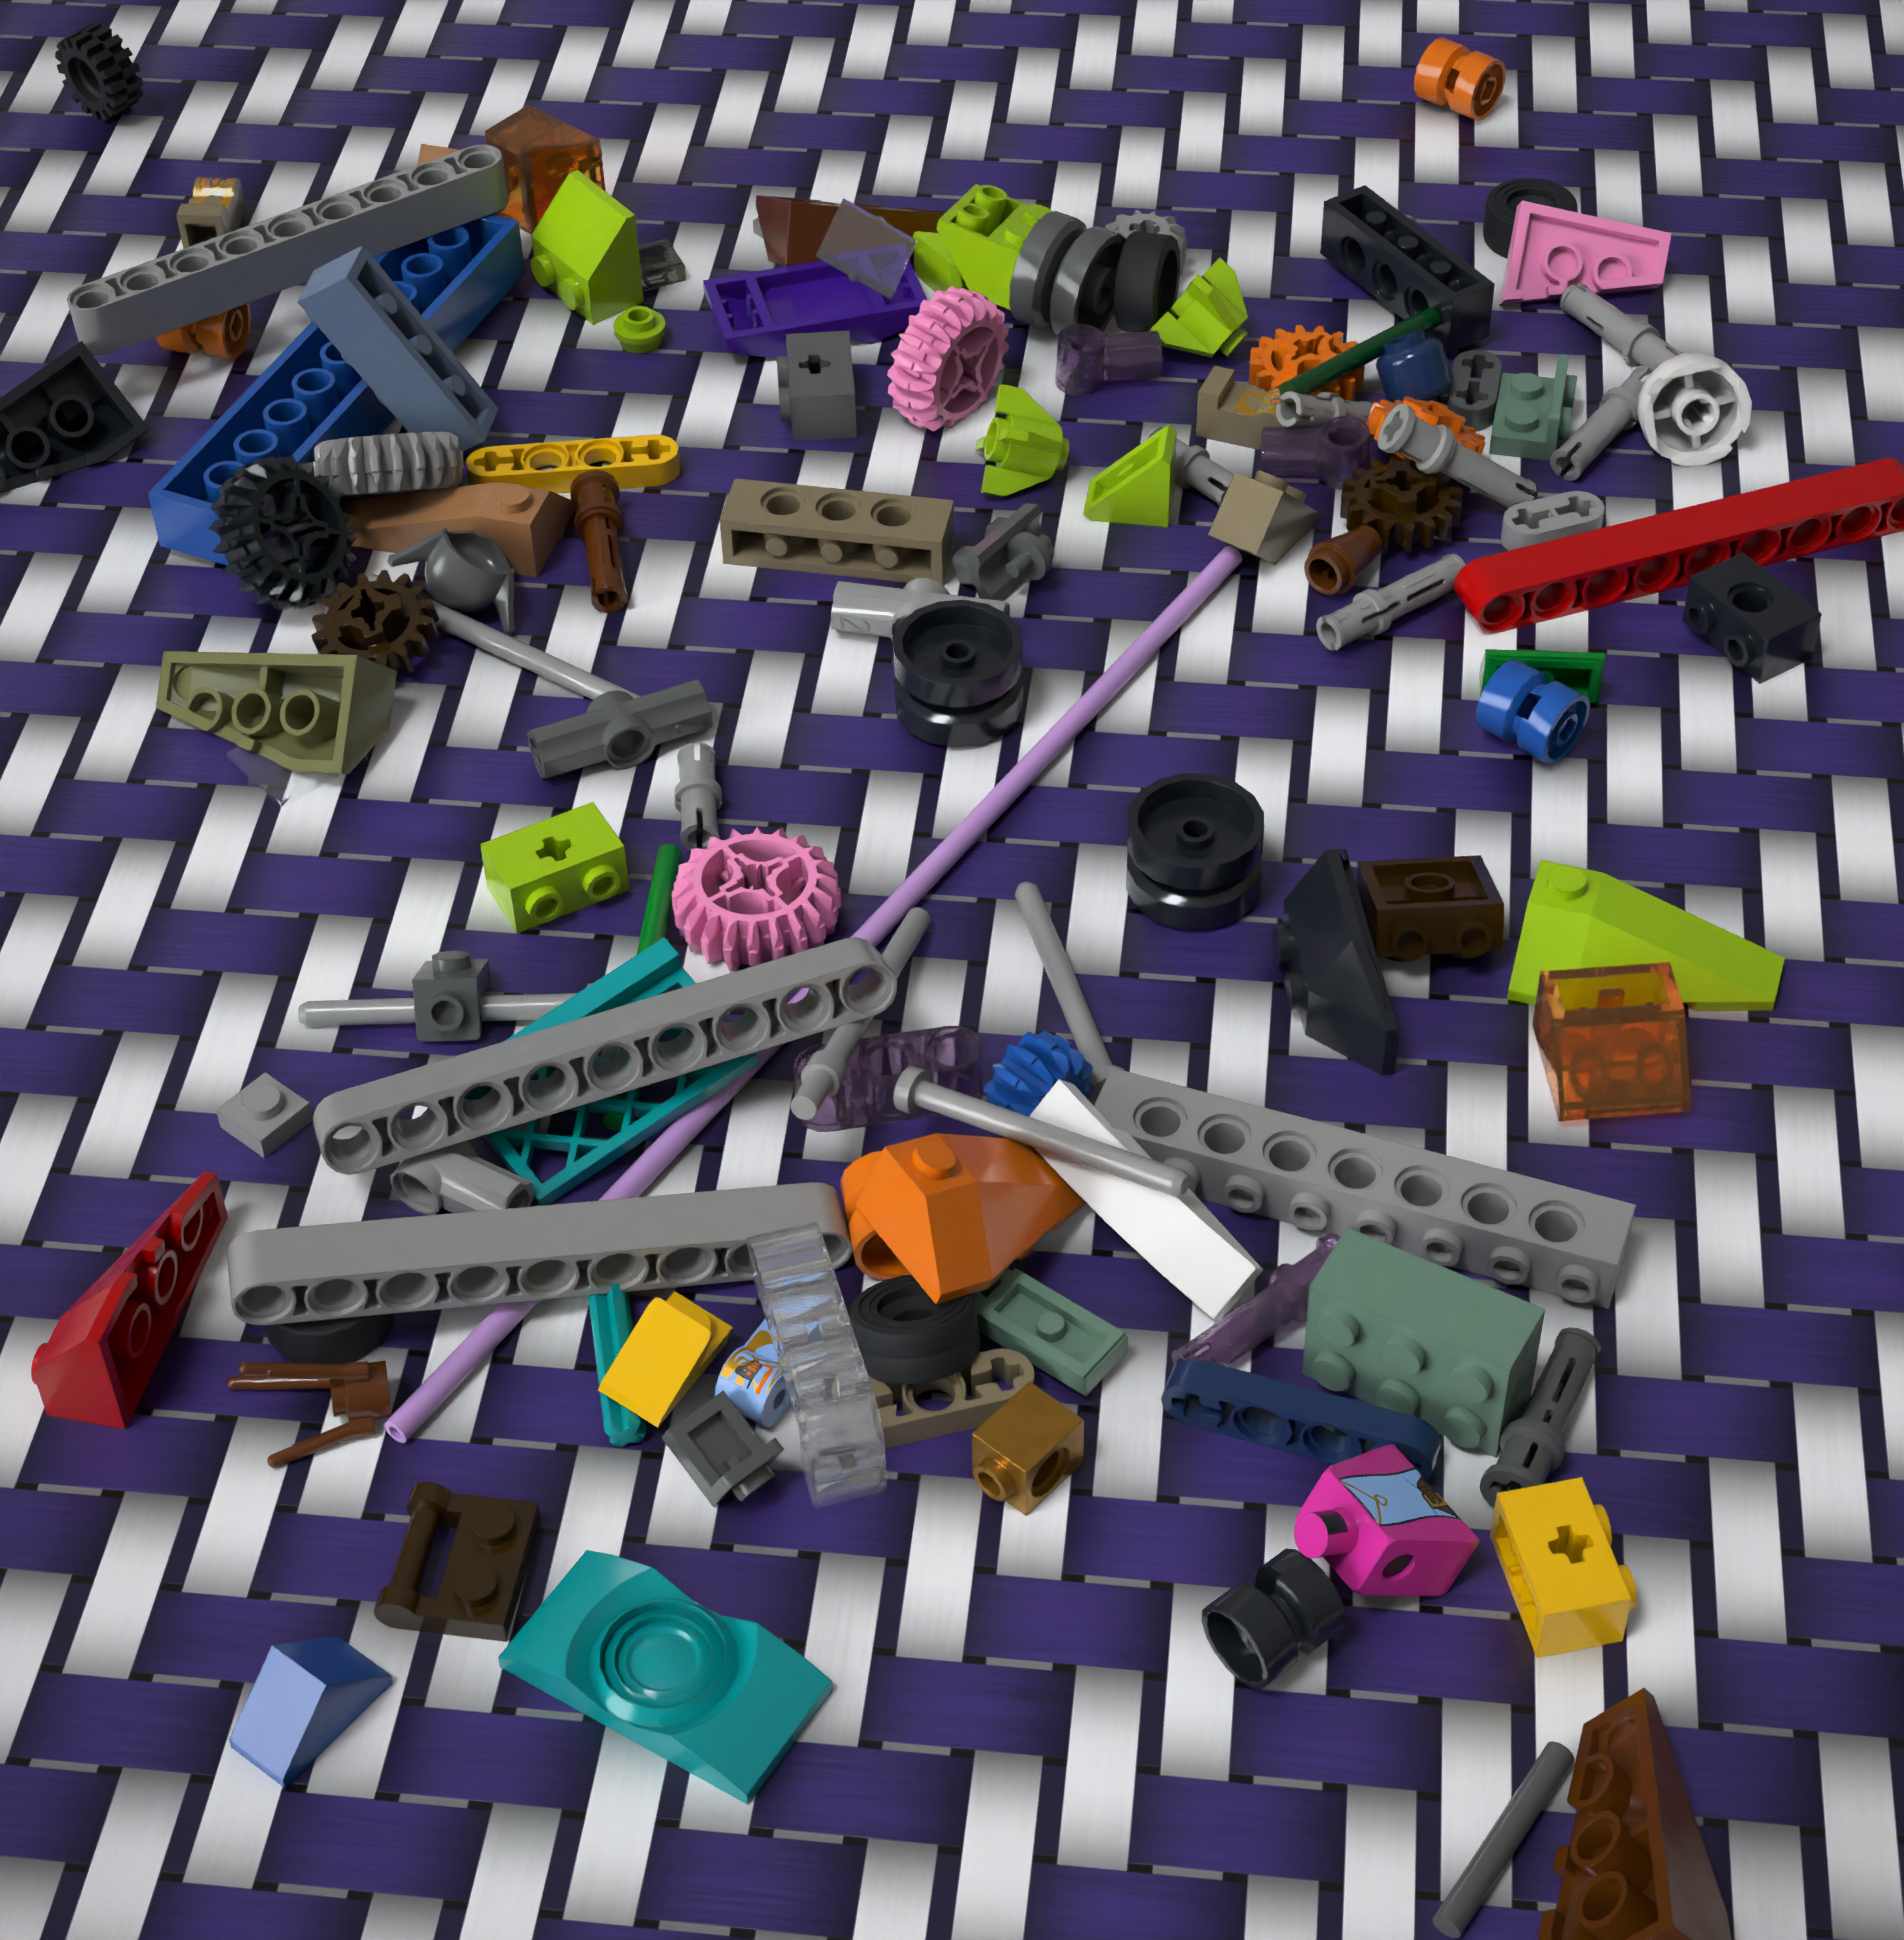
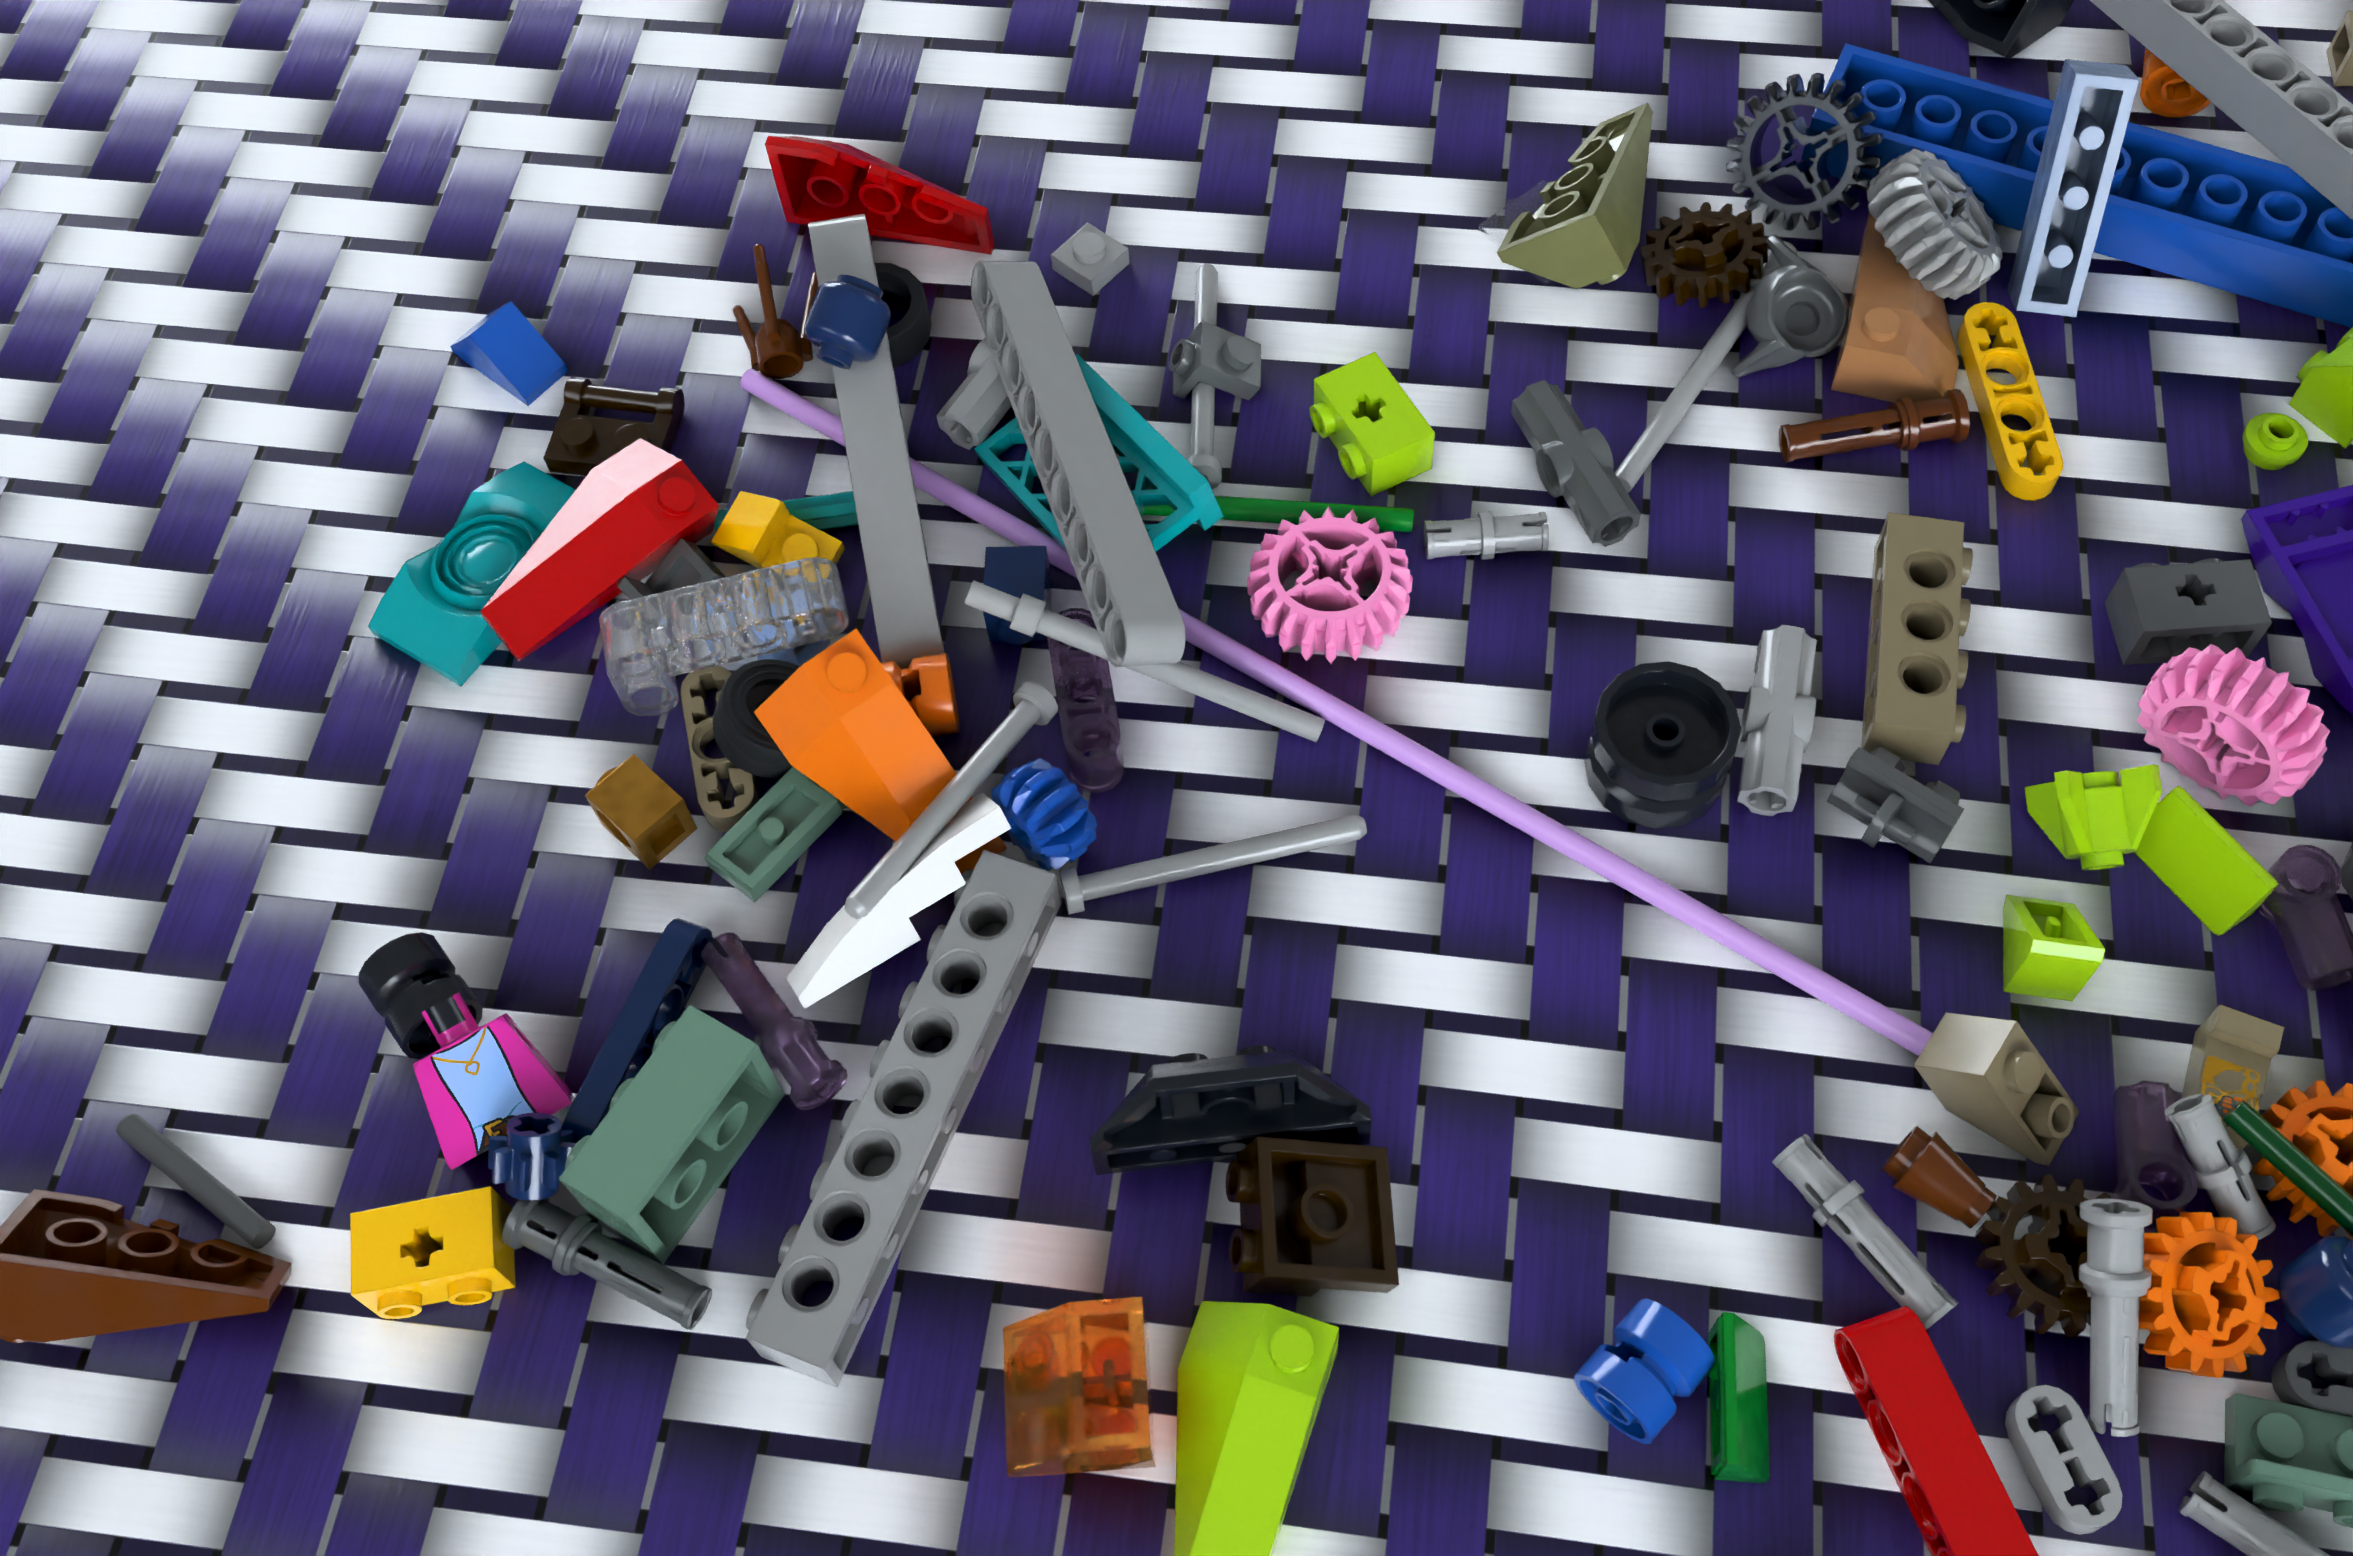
camera: 95 degrees right, 15 degrees up
(425, 1220) = (847, 321): none -> dark blue head
(652, 1494) = (610, 528): none -> red wedge
(754, 1139) = (1016, 572): none -> dark blue brick
(1072, 395) = (2203, 863): none -> lime slope
(1194, 851) = (1381, 969): black wheel -> none
(1197, 470) = (2102, 1010): light grey pin -> none
(1462, 1454) = (530, 1156): none -> dark blue gear

